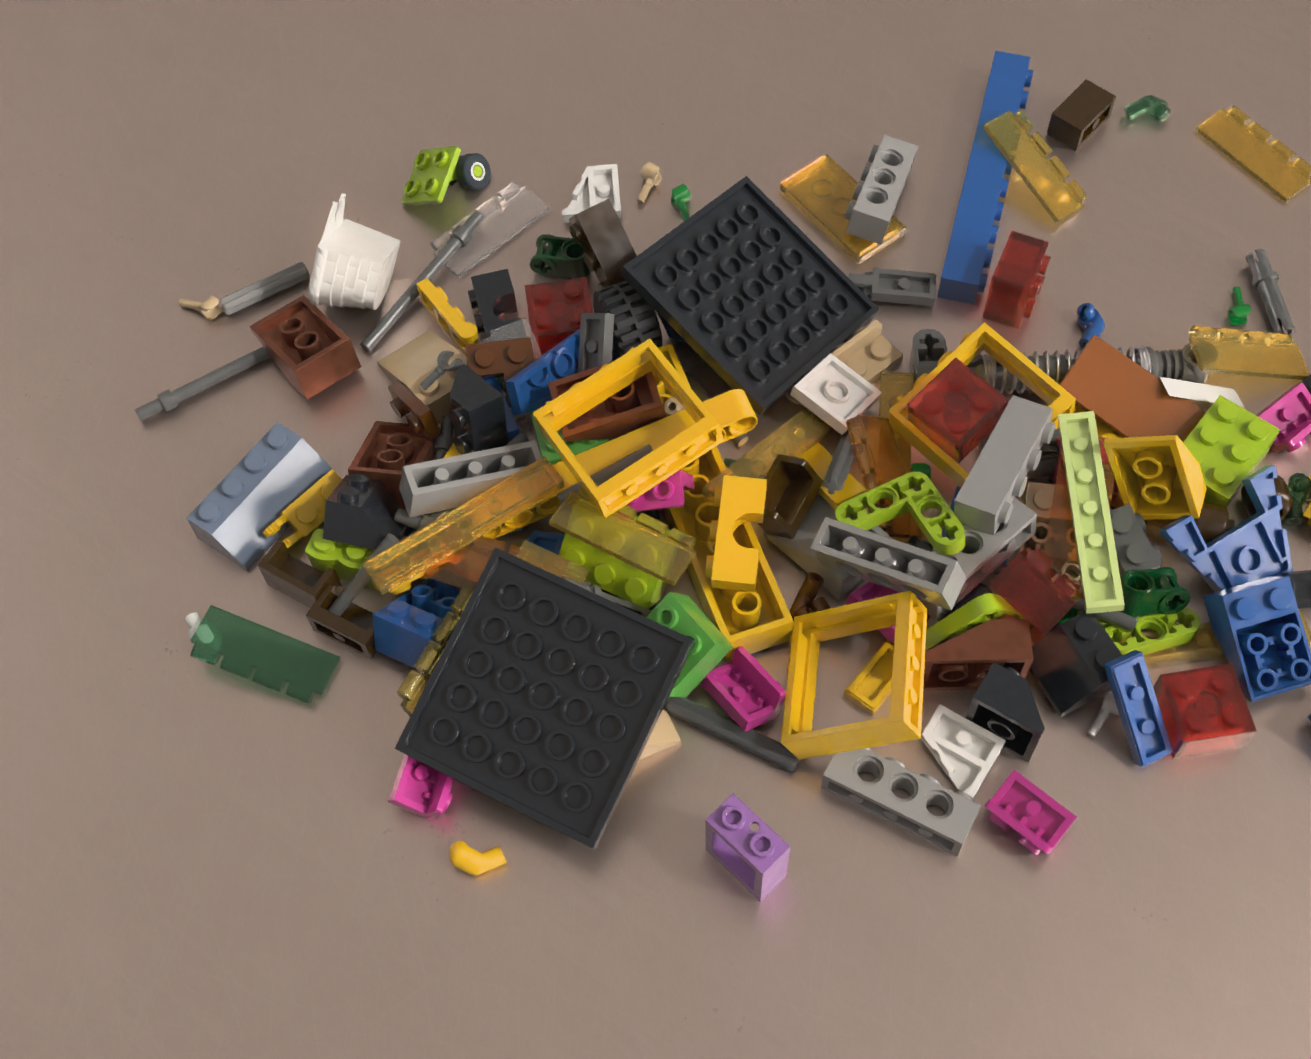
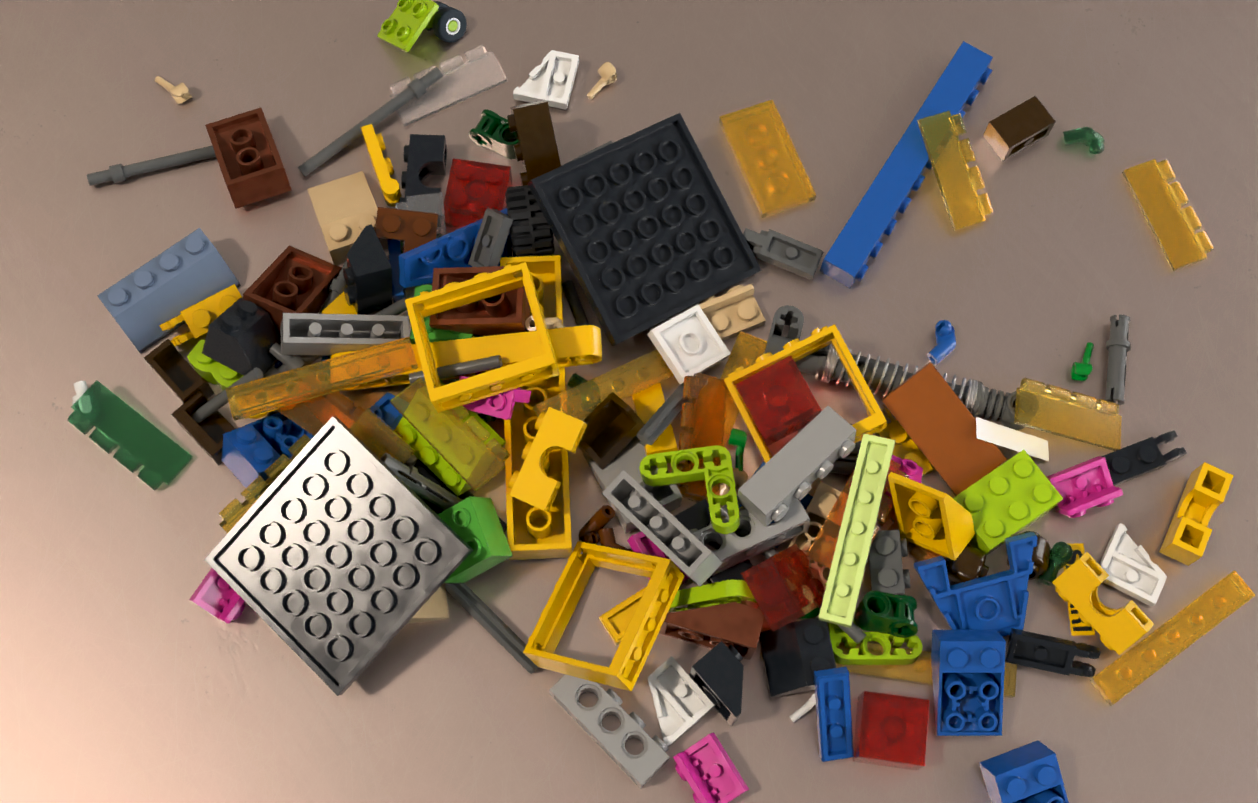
camera: 10 degrees right, 10 degrees up
(264, 288) = (232, 87): light grey axle -> none
(351, 263) = (309, 92): white piece -> none
(416, 412) = (322, 258): reddish brown plate -> none
(443, 366) = (354, 220): dark grey hand -> none
(472, 861) = (243, 670): yellow arm -> none
(679, 197) = (624, 104): green hand -> none
(745, 690) = (513, 594): dark pink bracket -> none
(752, 857) = (462, 733): medium lavender window -> none
(881, 189) = (805, 153): light grey brick -> none
(1017, 280) = (890, 281): clear red brick -> none

